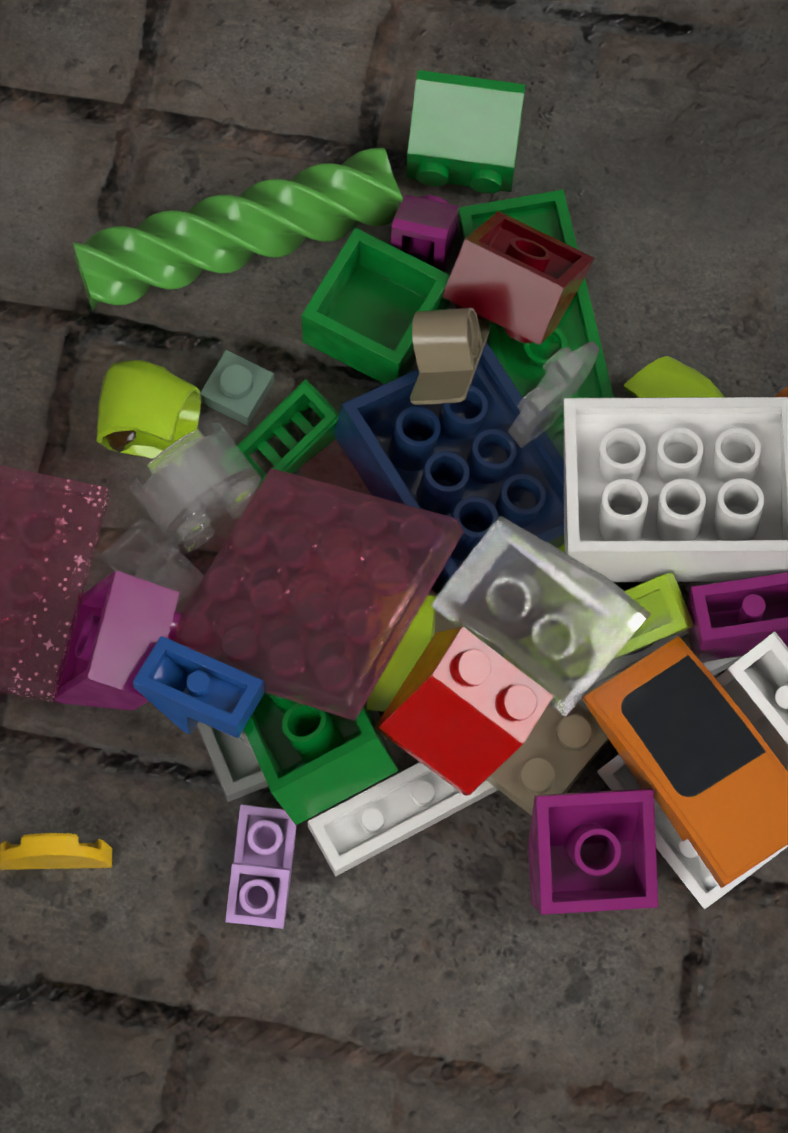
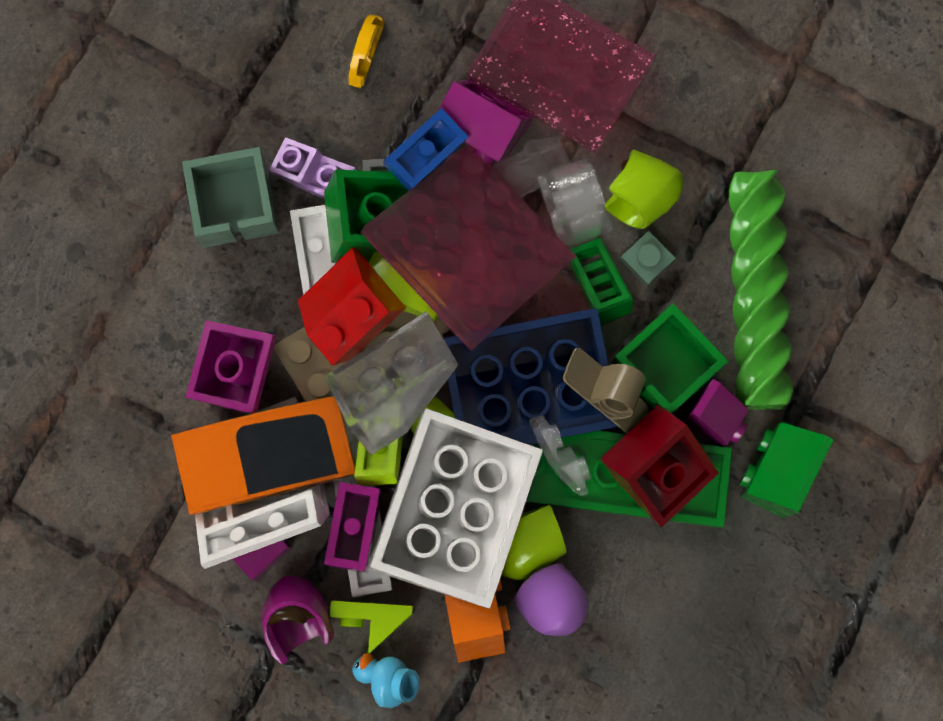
camera: 110 degrees right, 10 degrees up
(342, 954) = (230, 197): none -> sand green piece
(741, 350) = (553, 601): none -> medium lavender piece

